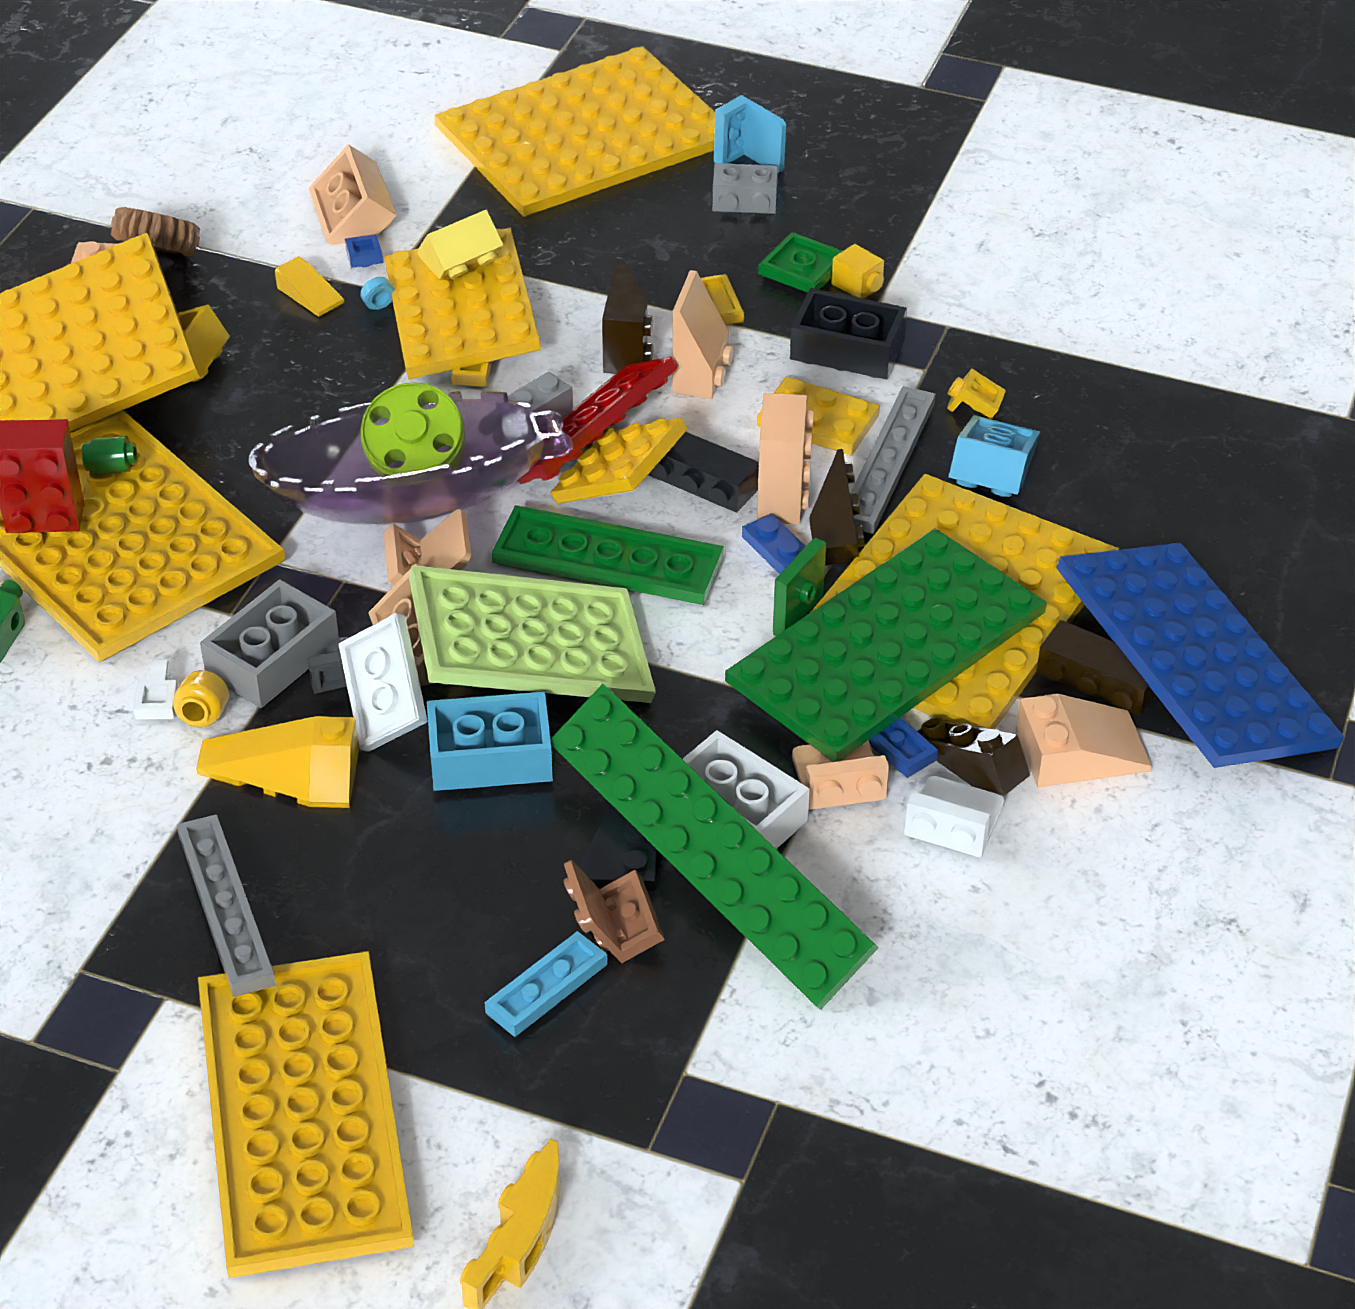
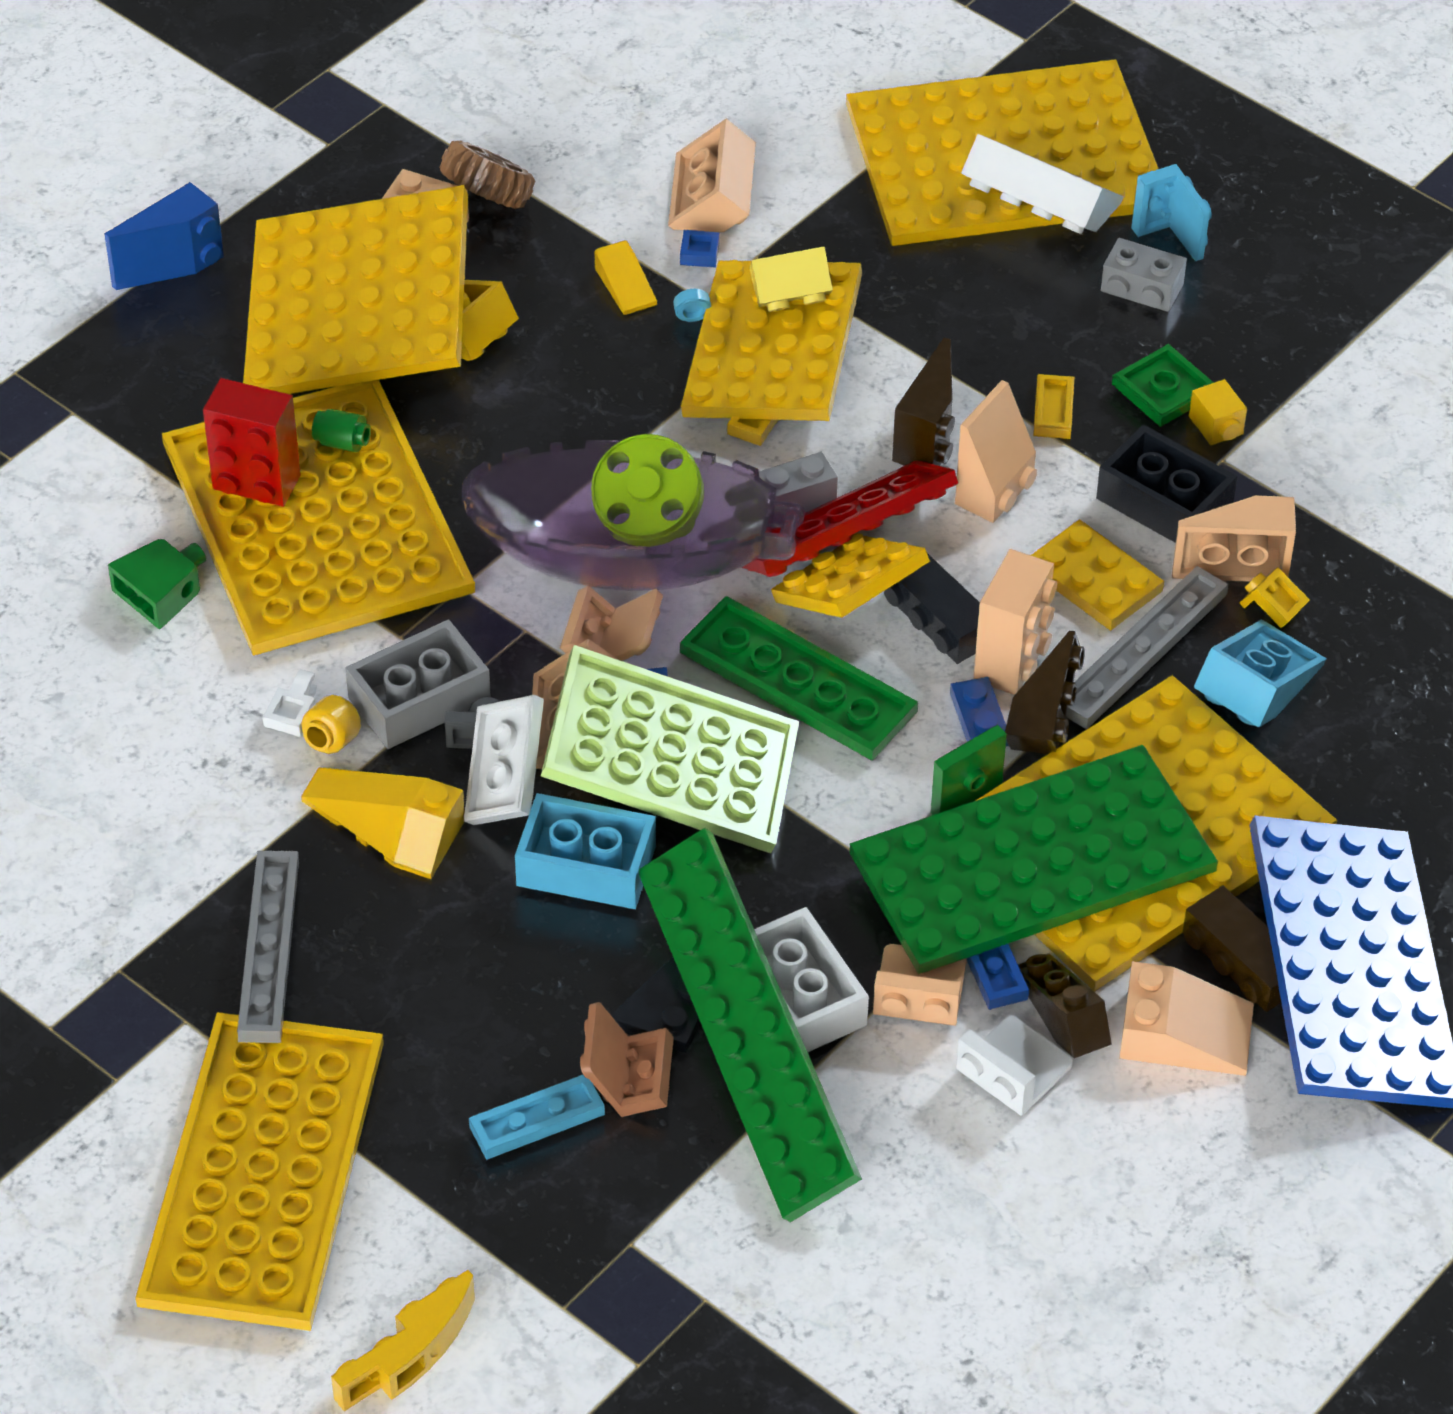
camera: 20 degrees right, 5 degrees up
(632, 137) = (1039, 184): none -> white slope
(931, 354) = (1238, 539): none -> light nougat slope

